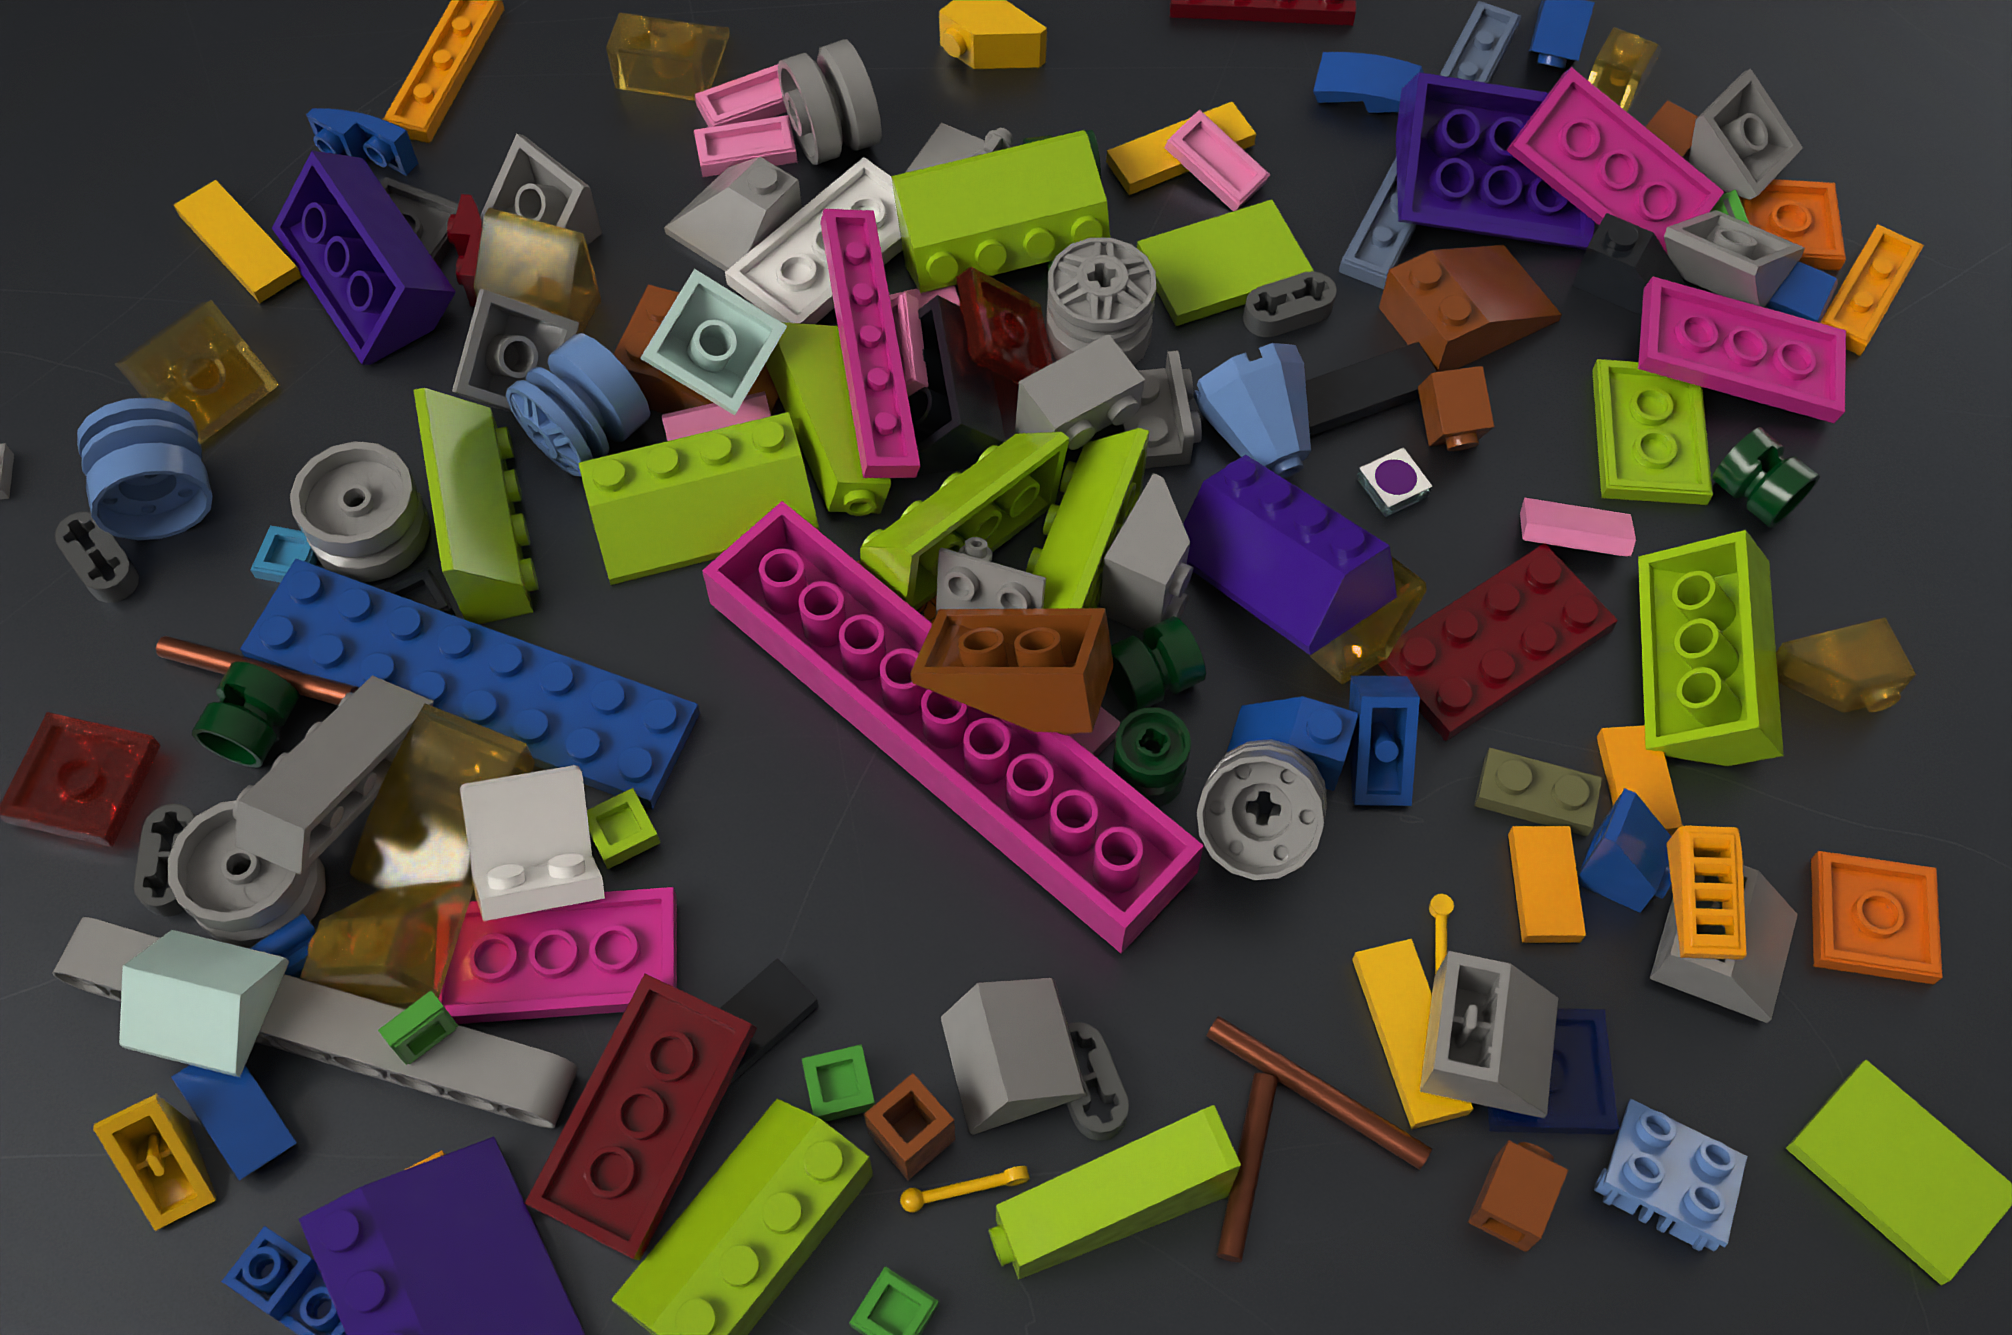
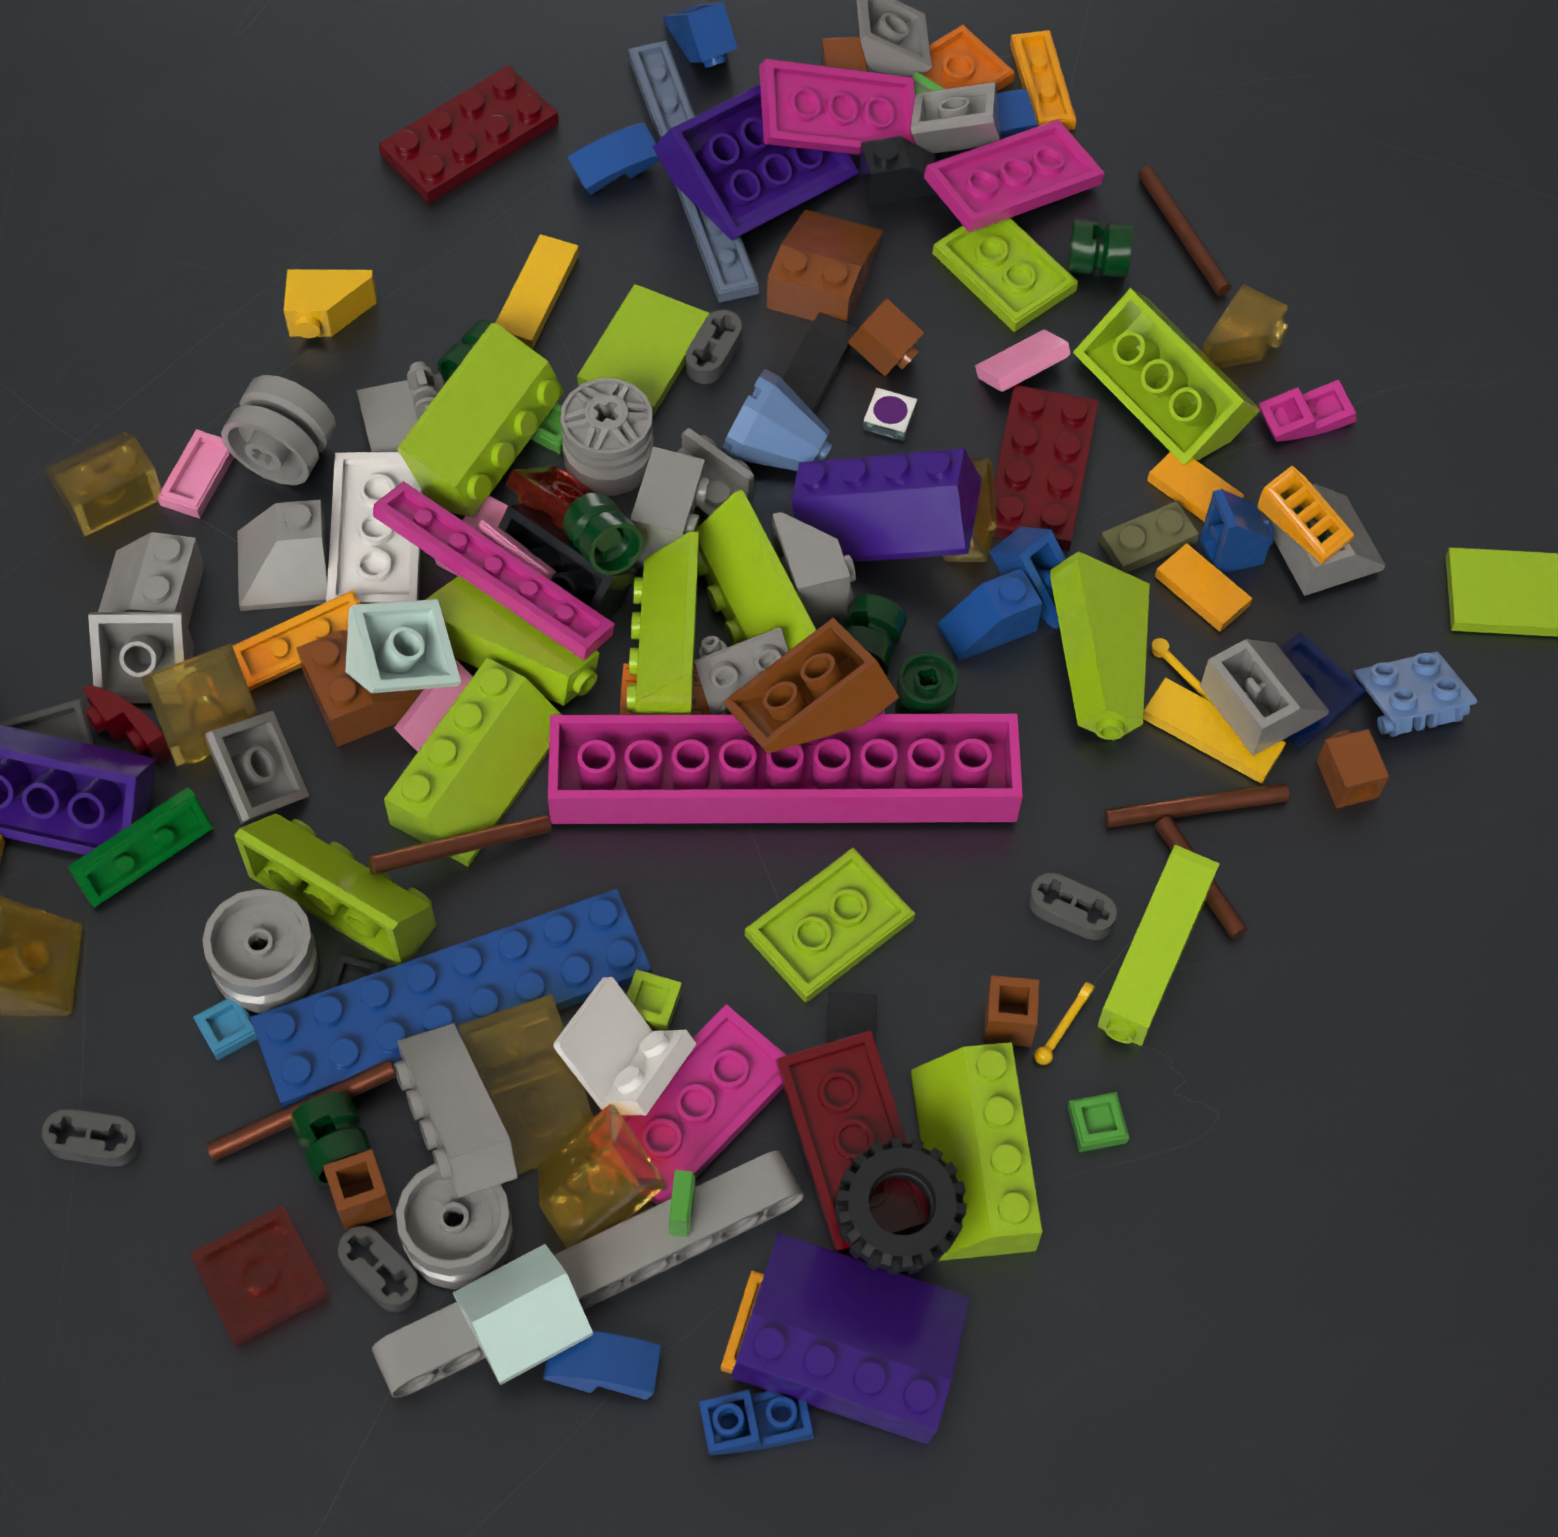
camera: 45 degrees left, 0 degrees up
(143, 469) = (75, 1046): medium blue wheel -> none
(157, 1159) = (592, 1429): yellow slope -> none
(208, 770) = (358, 1190): none -> dark orange brick
(290, 942) = (528, 1236): blue plate -> none
(376, 356) = (140, 847): none -> green tile
(546, 1205) = (919, 1167): none -> black tyre
(578, 403) = (336, 763): medium blue wheel -> none
(606, 554) = (459, 844): none -> copper bar
(621, 162) = (155, 576): none -> light grey slope
(629, 275) = (275, 651): none -> light orange tile
(739, 142) = (232, 507): bright pink tile -> none
(838, 1083) = (939, 1027): bright green plate -> none
(848, 898) = (829, 924): none -> lime tile
(984, 376) = (603, 533): none -> dark green wheel
(1011, 1051) = (1017, 925): light grey slope -> none
(1217, 161) = (574, 283): bright pink tile -> none
(1255, 842) = (1048, 674): light grey wheel -> none
(1375, 851) = (1103, 642): none -> lime slope
(1623, 66) = (766, 33): clear yellow slope -> none
(1846, 805) = (1308, 414): none -> dark pink slope
(1875, 917) = (1382, 465): orange tile -> none
(1881, 529) = (1184, 231): none -> copper bar

